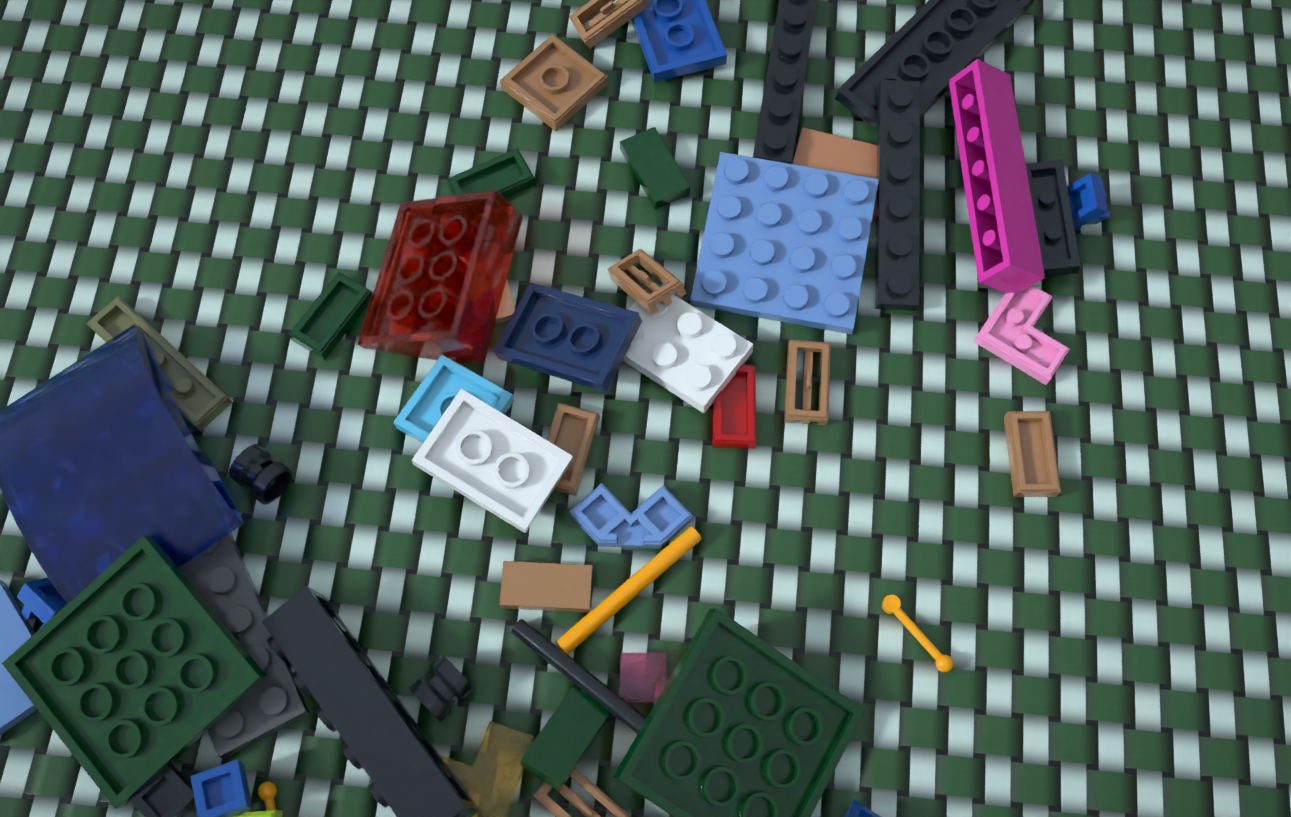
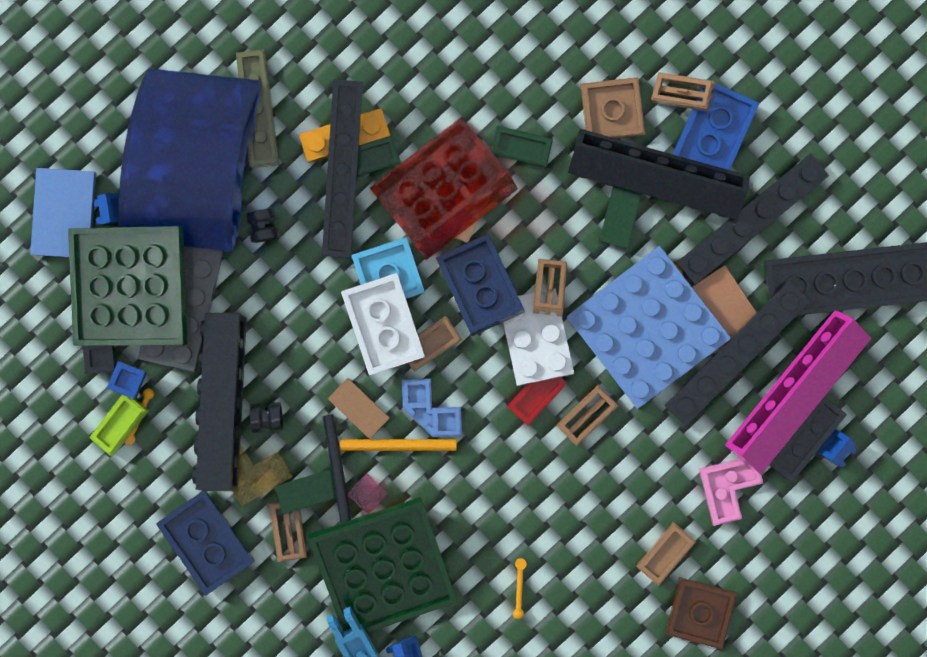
camera: 45 degrees right, 20 degrees up
(269, 330) = (316, 141): none -> light orange plate
(307, 339) = (342, 168): none -> black plate
(655, 92) = (659, 174): none -> black brick
(1132, 484) = (701, 613): none -> reddish brown tile

